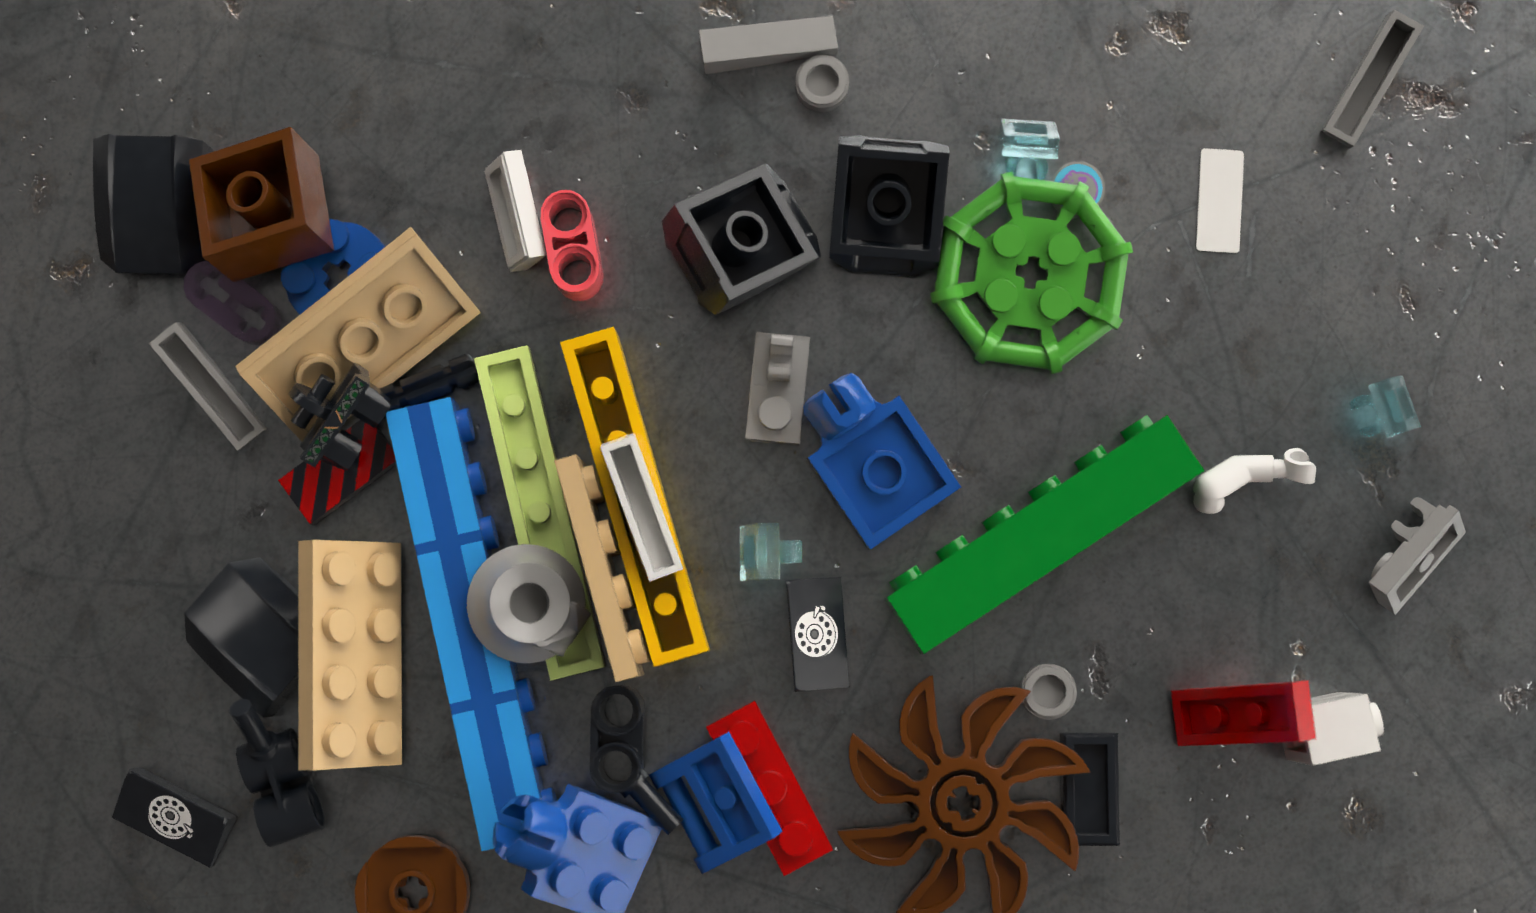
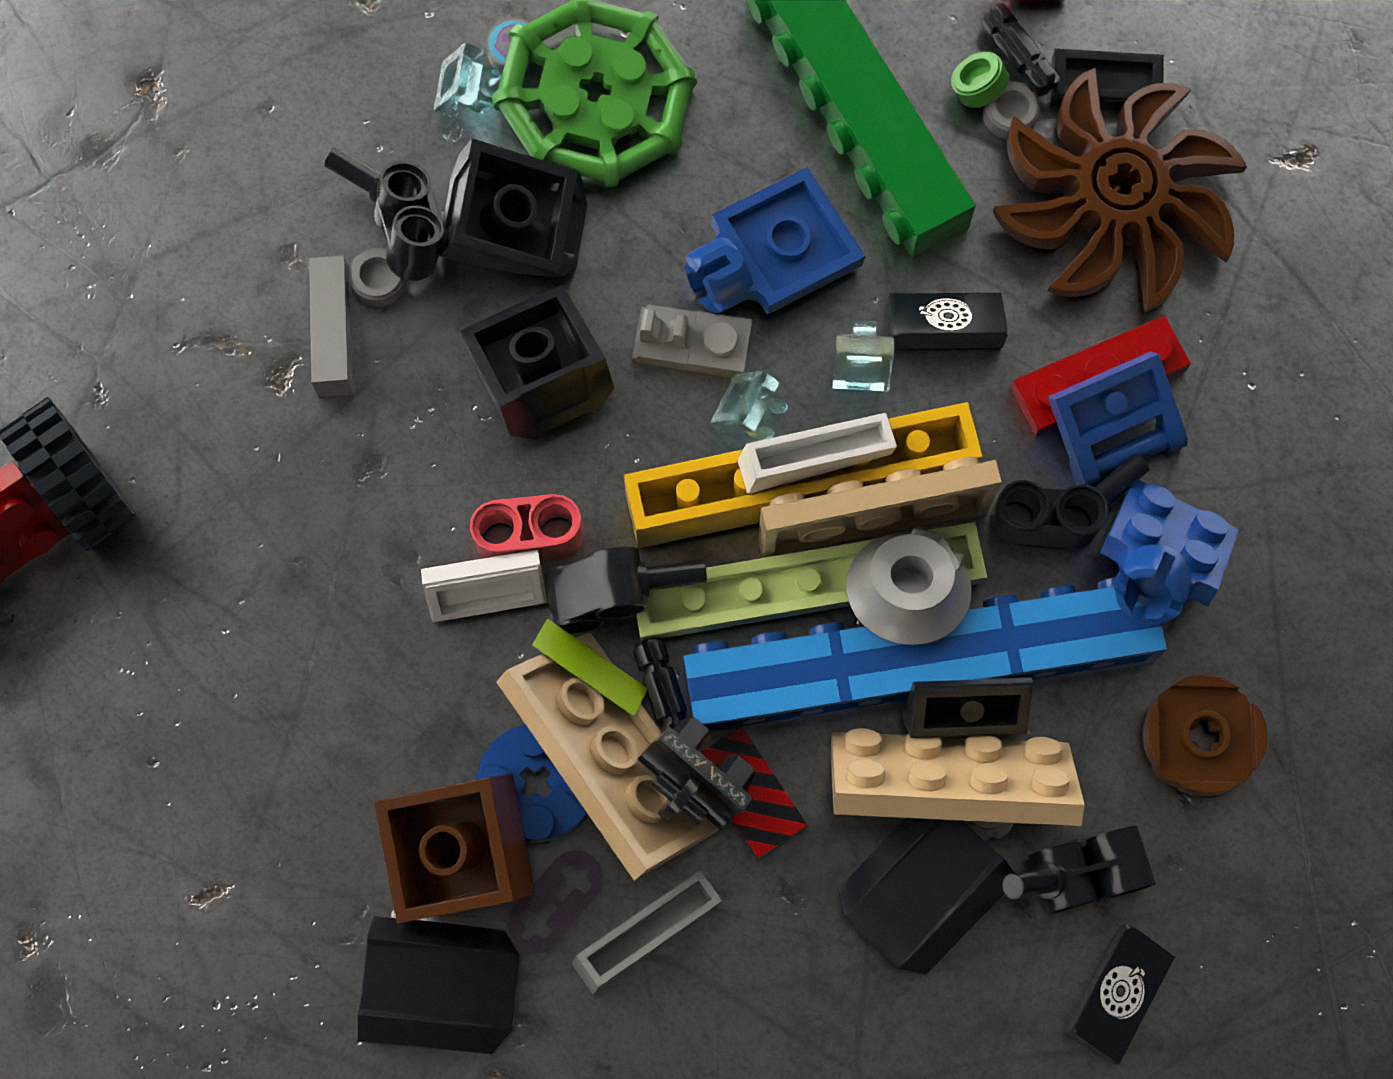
camera: 90 degrees left, 10 degrees down
(417, 666) = (968, 707): none -> black slope
(440, 313) = (590, 667): none -> lime sticker
(514, 327) = (610, 586): none -> black beam
(711, 443) = (746, 403): none -> clear light blue tile
(871, 97) = (402, 209): none -> black beam
(1074, 657) = (980, 79): none -> bright green tile
(1111, 696) = (1020, 49): none -> black axle

